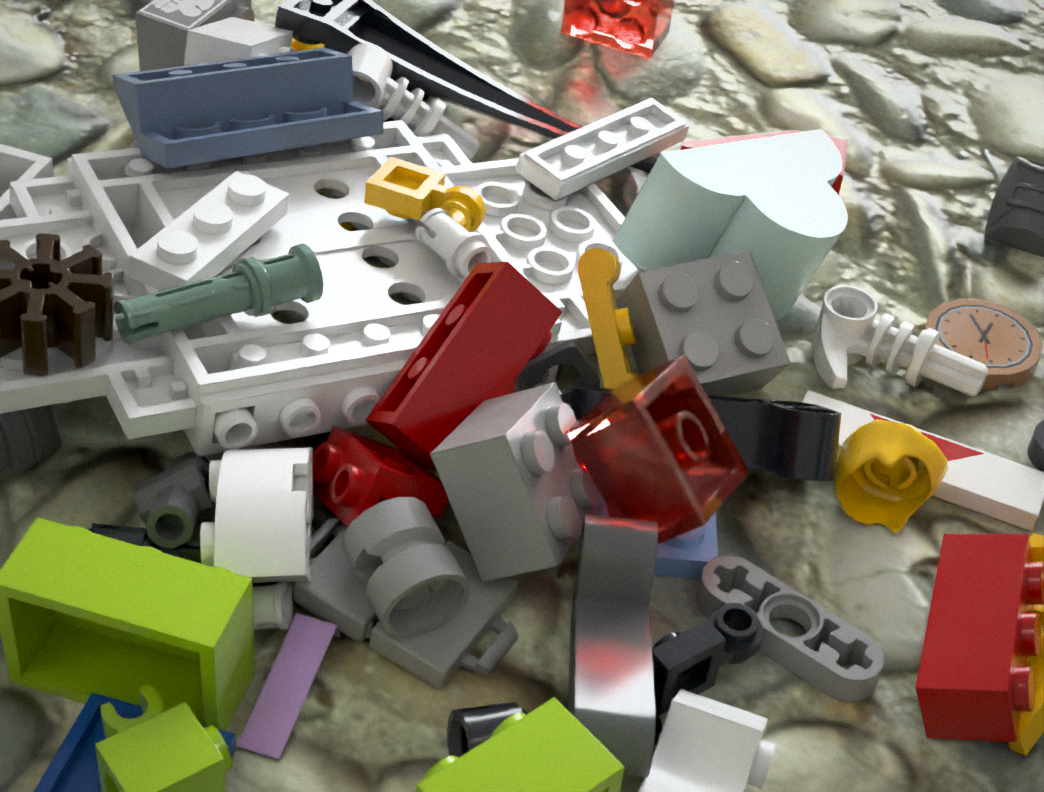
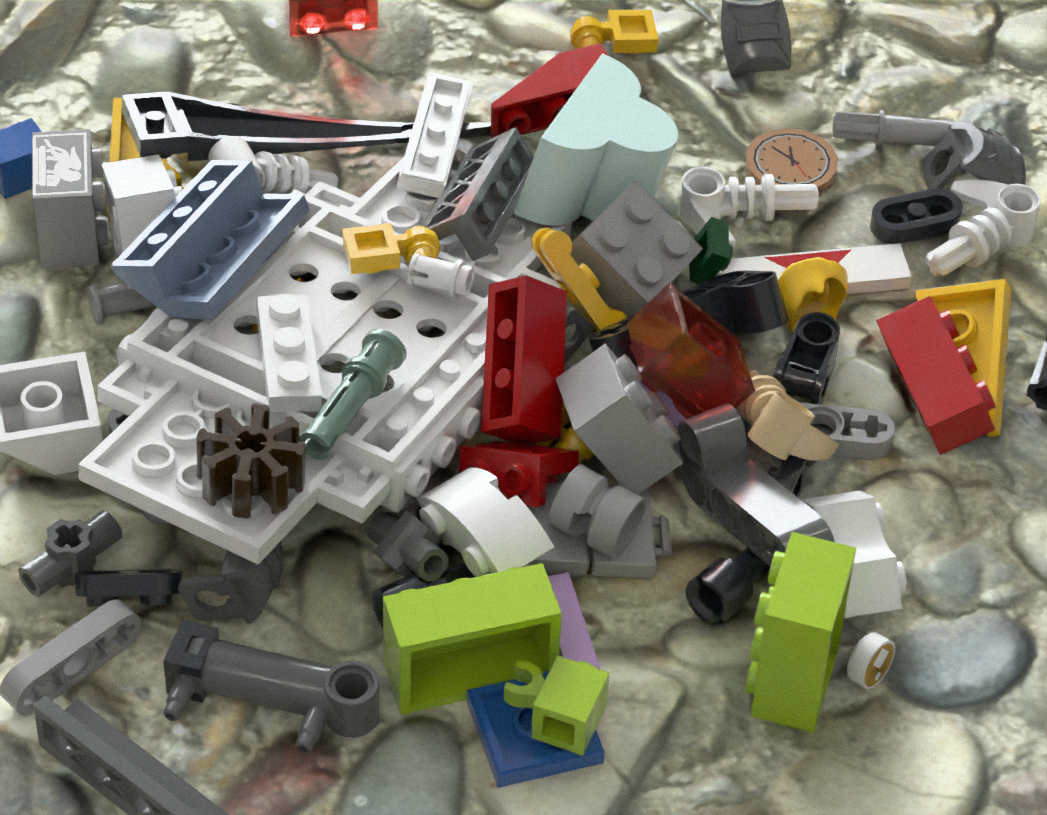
camera: 30 degrees left, 5 degrees up
(568, 212) = (482, 193): none -> dark grey fence
(711, 578) = (782, 423): none -> tan piece
(805, 373) = (715, 252): none -> dark green plate
(830, 540) = (809, 357): none -> black piece
(892, 152) = (625, 29): none -> yellow plate

